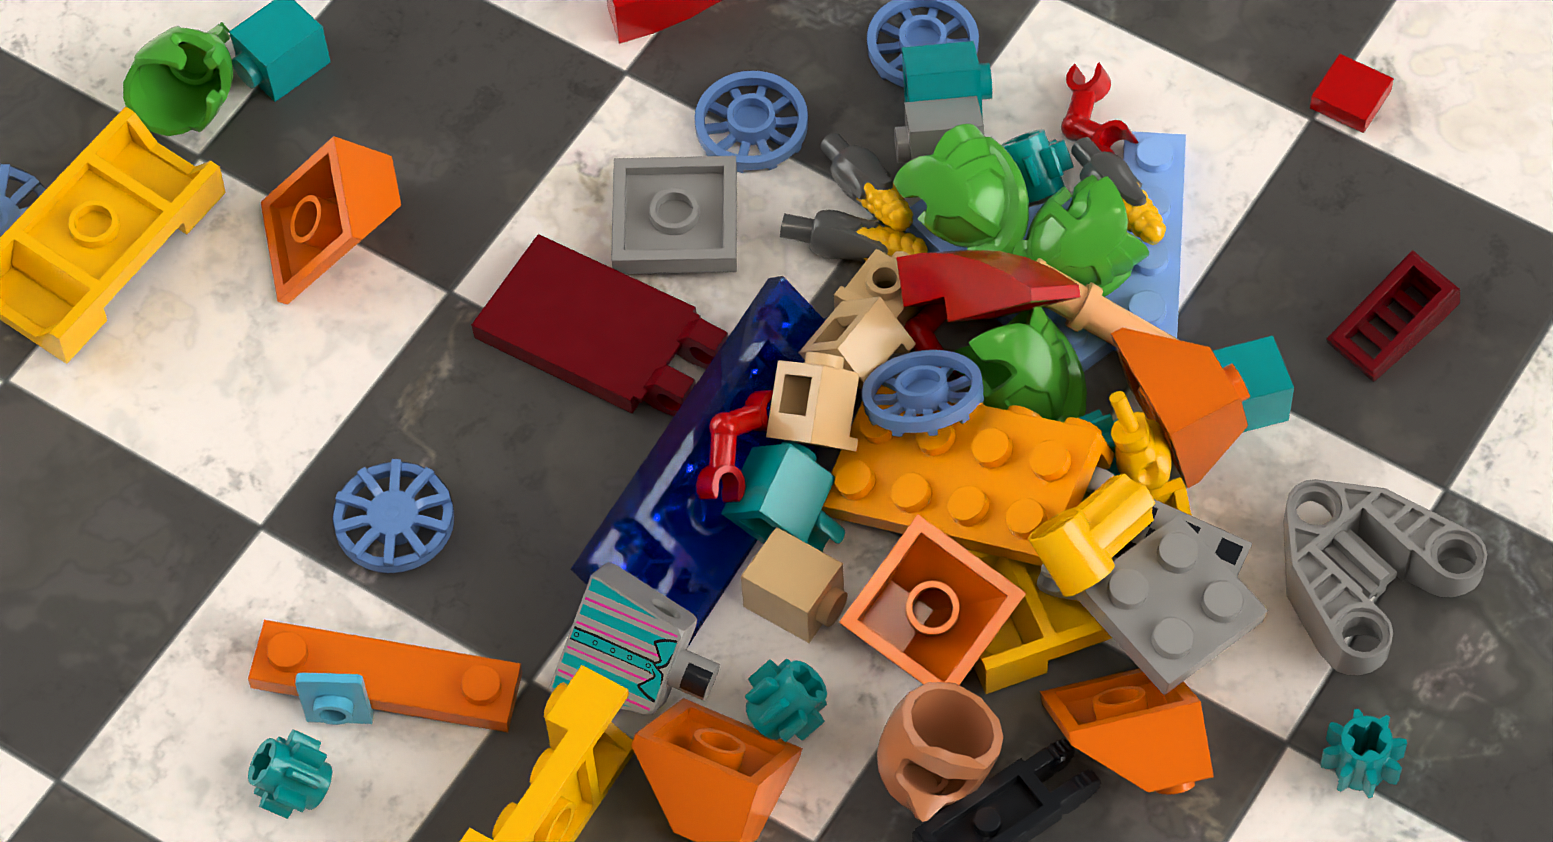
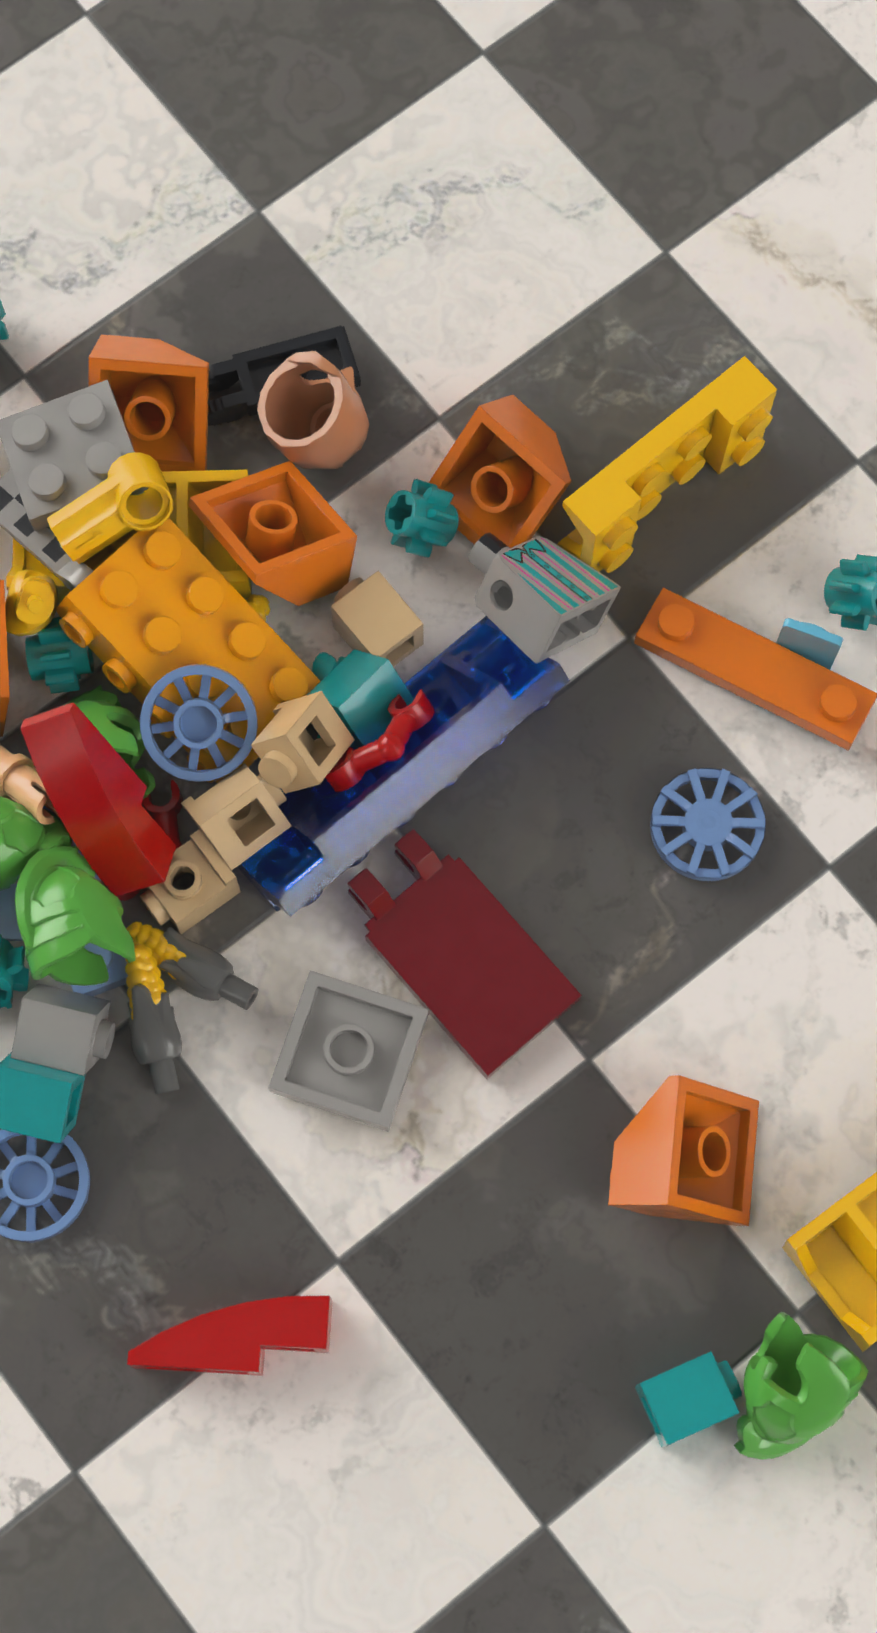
camera: 165 degrees left, 15 degrees up
(752, 119) = (234, 1146): medium blue wheel -> none

